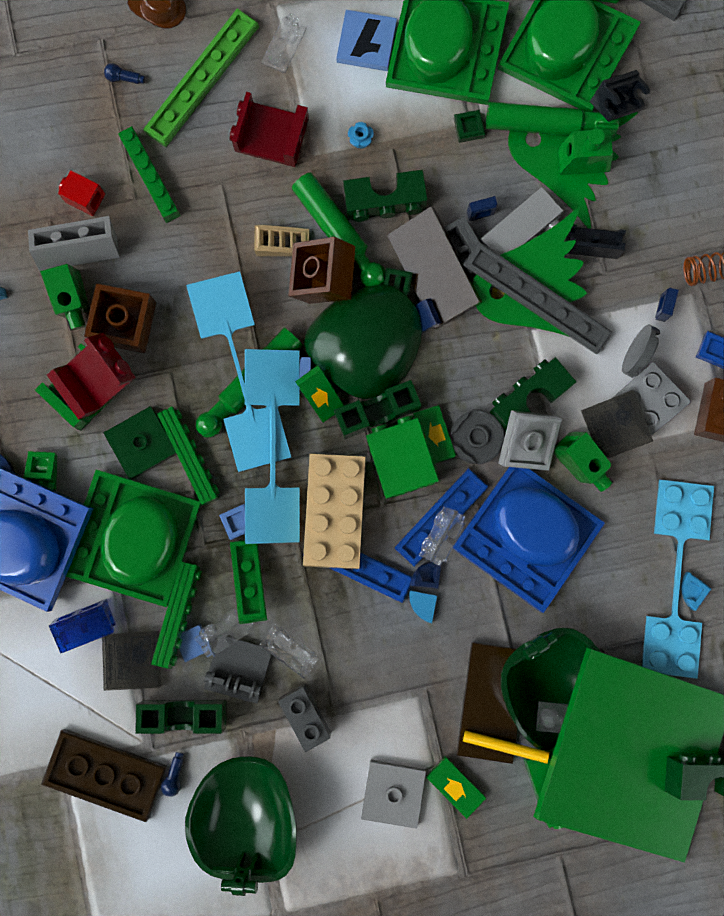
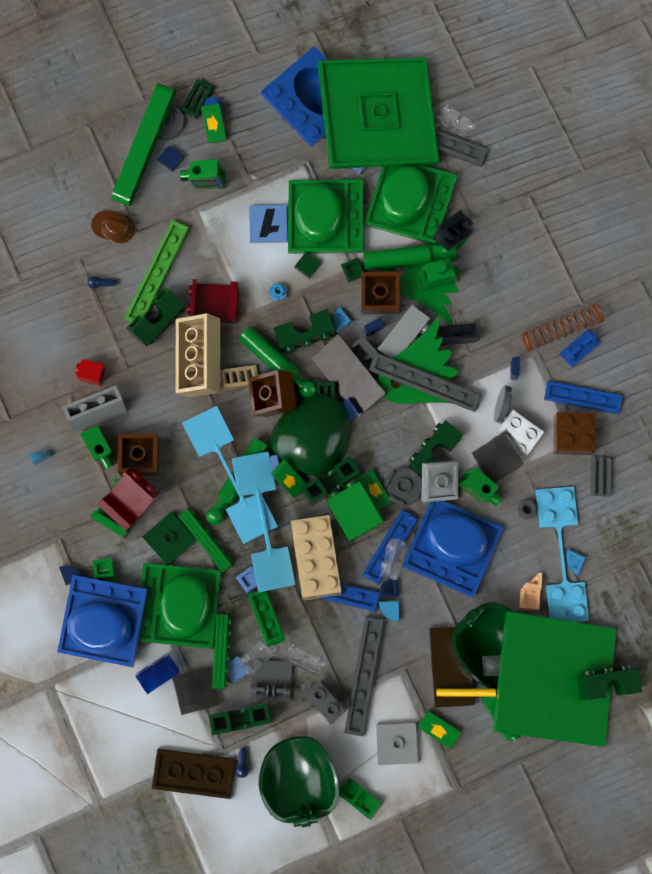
camera: 15 degrees left, 5 degrees down
(149, 174) = (135, 349): green piece -> none
(205, 125) = (168, 307): none -> dark green arch
(230, 197) = (197, 355): none -> tan brick
(325, 860) = (359, 798): none -> green slope
(367, 690) = (364, 676): none -> dark grey tile
(408, 107) = (307, 265): none -> dark green tile
(438, 191) = (340, 320): none -> dark azure tile
(501, 162) = (380, 292): none -> reddish brown brick
(622, 625) = (531, 594): none -> light nougat slope
(650, 501) = (527, 503): none -> dark grey plate

